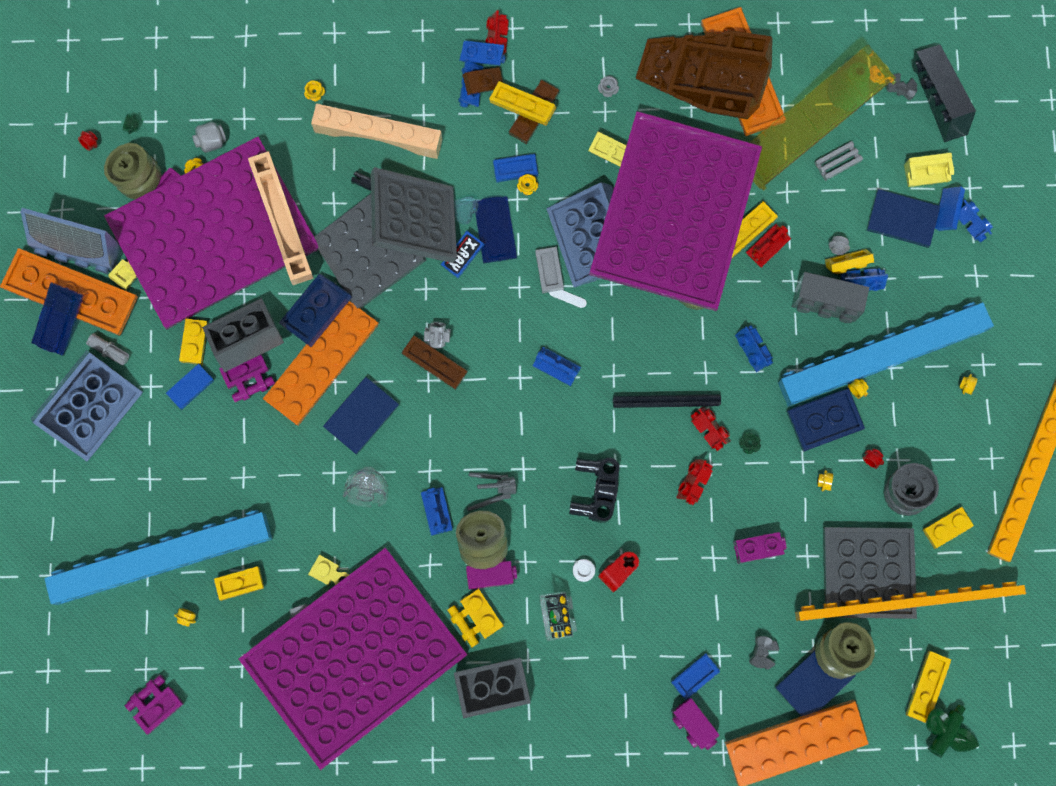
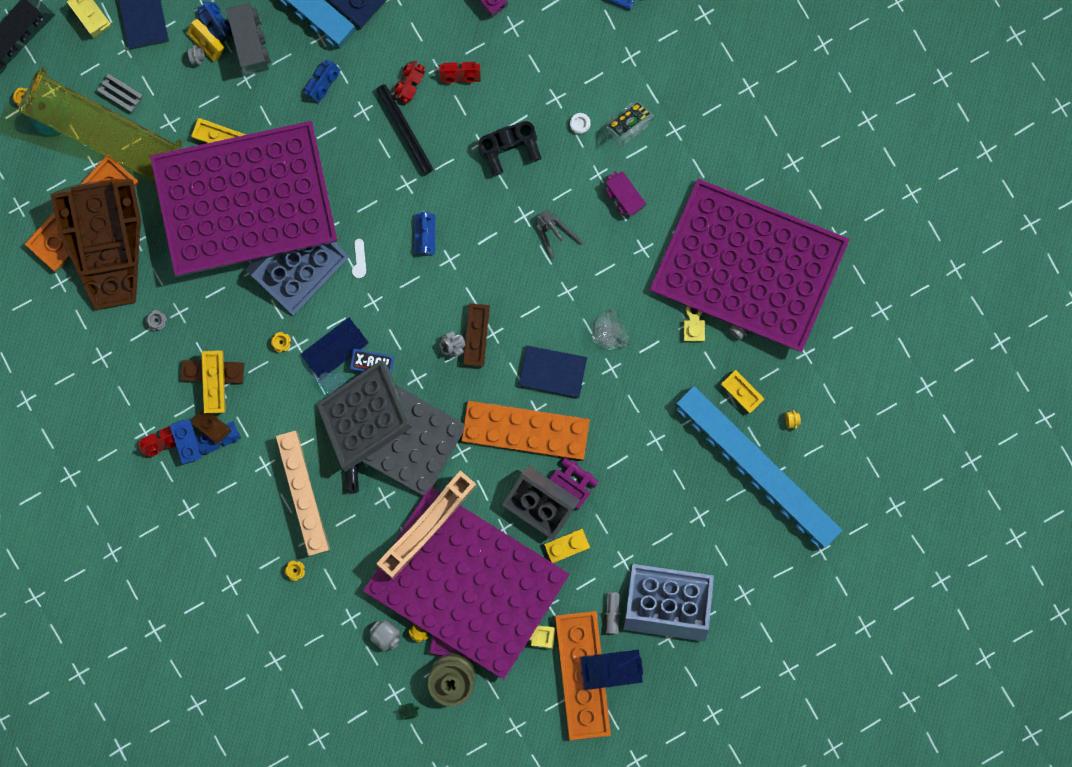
camera: 120 degrees left, 5 degrees up
(71, 241) = (541, 692): slope -> none
(88, 140) = (443, 739): red plate -> none
(159, 709) = (875, 398): magenta plate -> none
(190, 386) = (606, 526): blue tile -> none
(315, 310) = (486, 458): dark blue tile -> none
(436, 511) = (597, 266): blue hinge -> none
(481, 614) = (659, 186): yellow plate -> none
(482, 539) = (601, 213): olive wheel -> none
(492, 688) = (712, 143): dark grey brick -> none
(515, 167) = (271, 360): blue tile -> none
(549, 270) = (345, 284): light grey tile -> none
(608, 149) = (214, 287): light yellow hinge -> none
(616, 574) = (567, 94): red piece -> none
(749, 449) = (403, 49): clear green plate -> none
(768, 245) = (226, 113): red hinge -> none
(901, 88) = (26, 68): dark grey piece -> none

